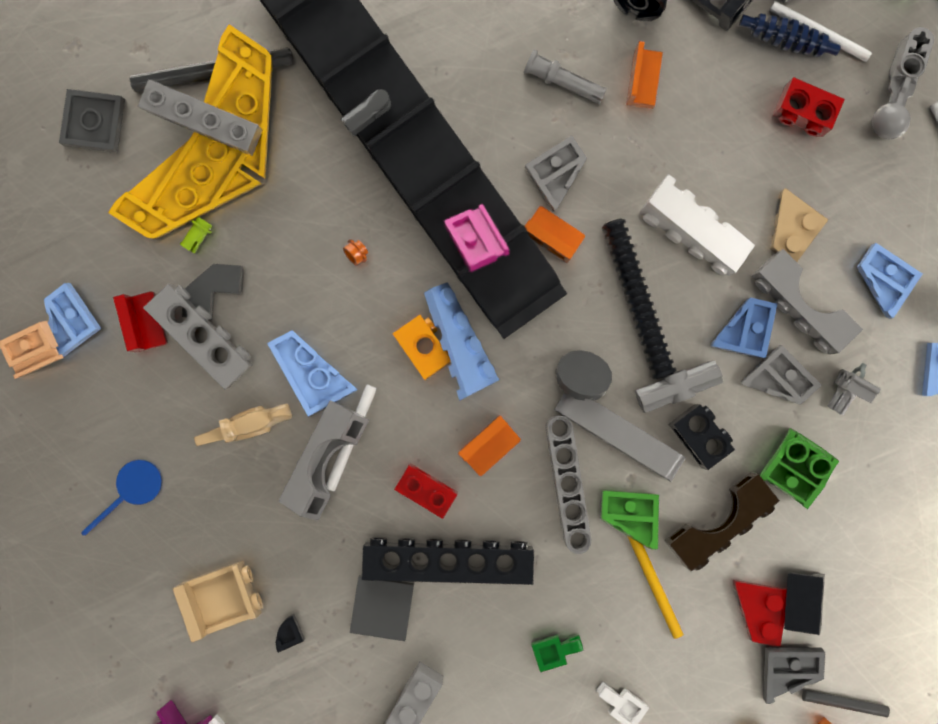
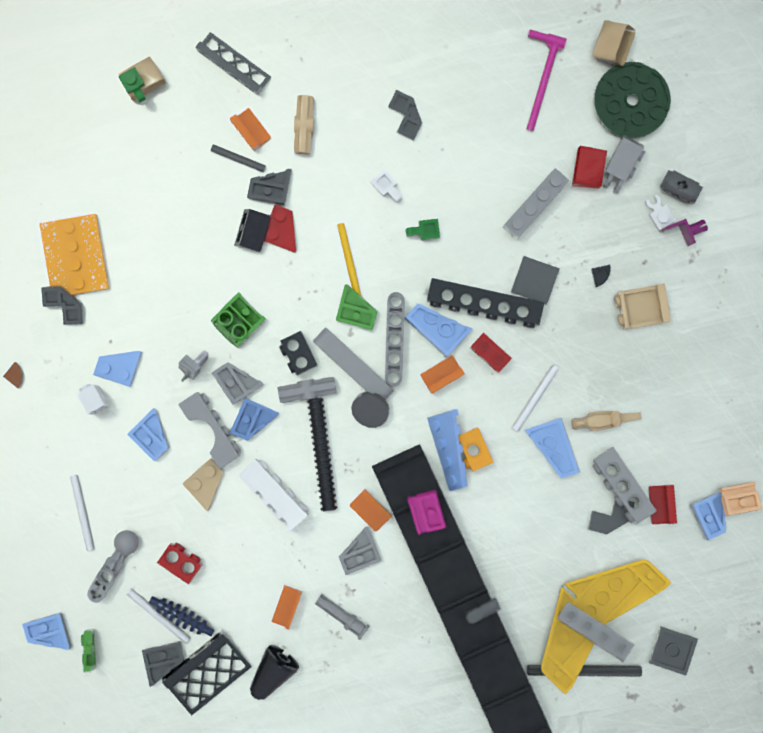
camera: 175 degrees left, 0 degrees up
(136, 484) = (685, 394): blue piece -> none
(196, 234) = (615, 556): lime pin -> none
(306, 488) = (570, 370): light grey arch -> none
(355, 252) = (508, 523): orange plate -> none
(509, 510) = (437, 329): none -> light blue wing
(750, 500) = (275, 304): dark brown arch -> none

